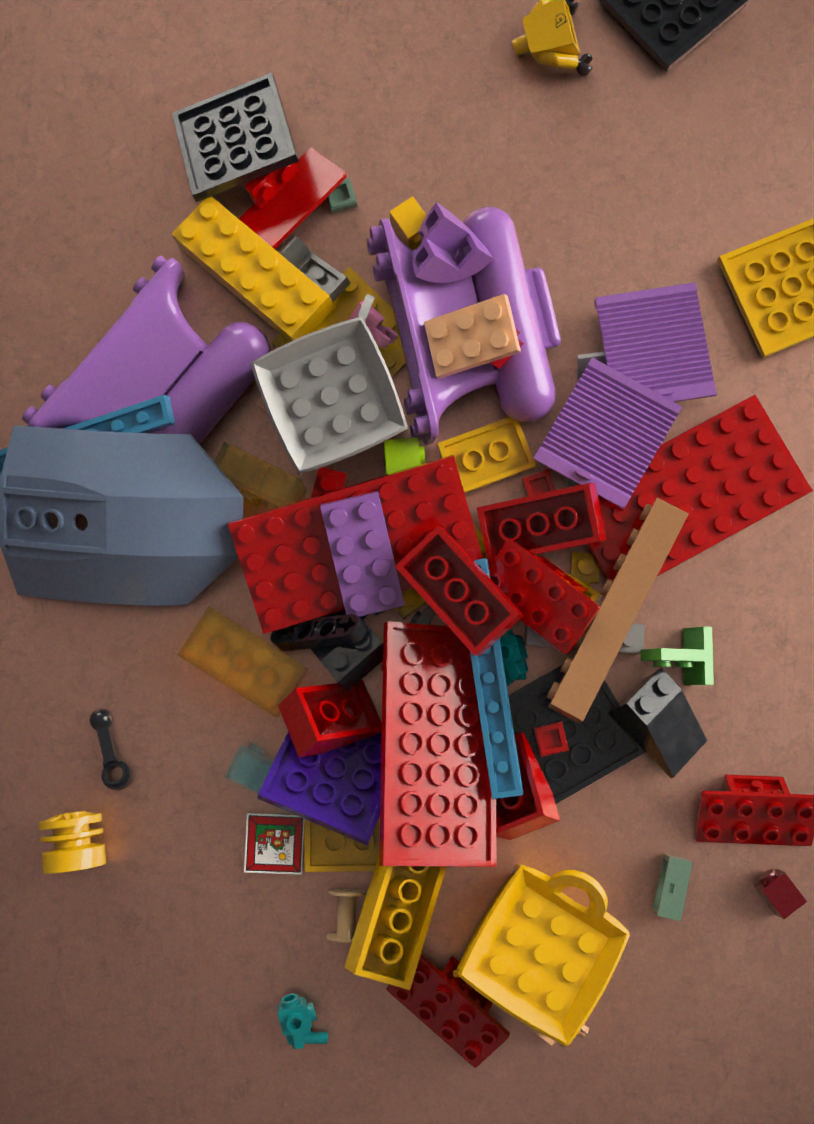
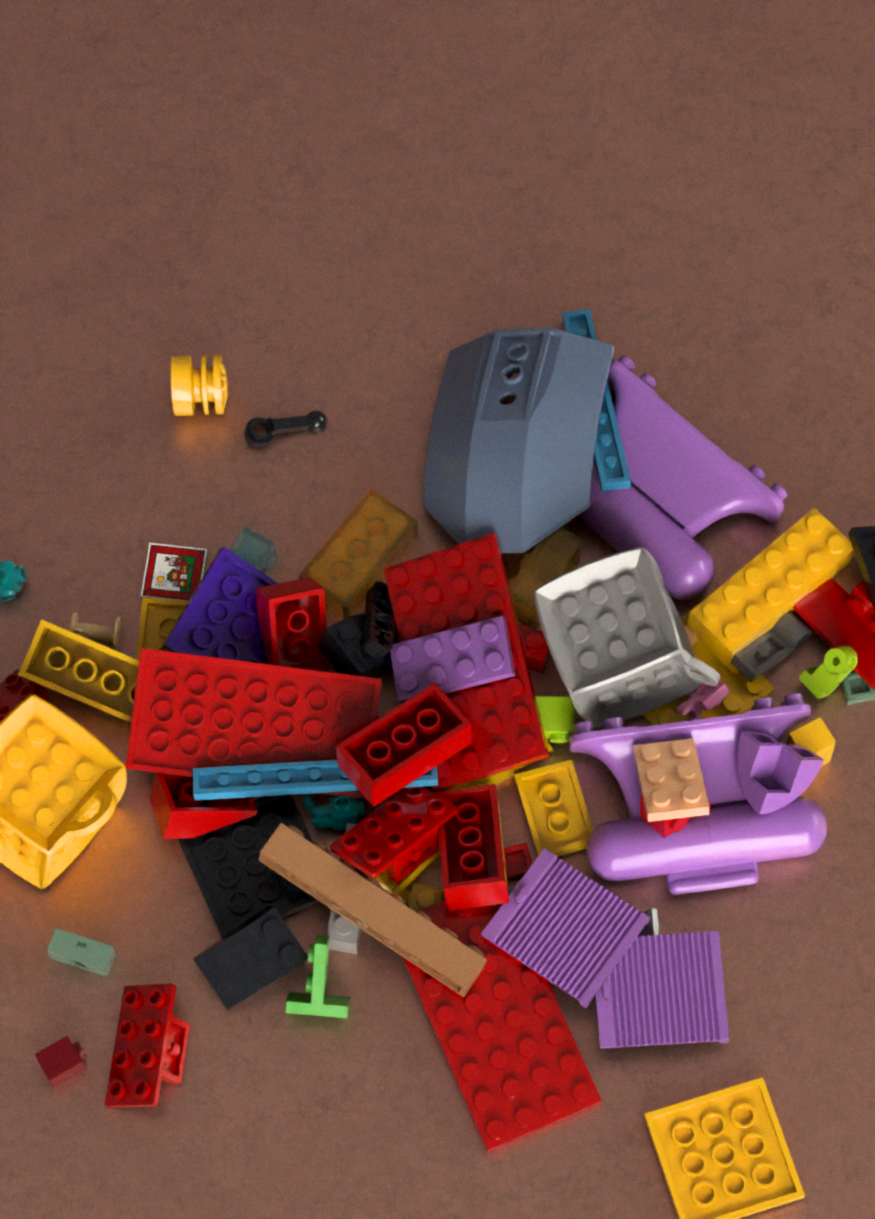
camera: 90 degrees right, 15 degrees down
(335, 214) = (835, 668): none -> lime leg
(550, 739) = (246, 842): red tile -> none

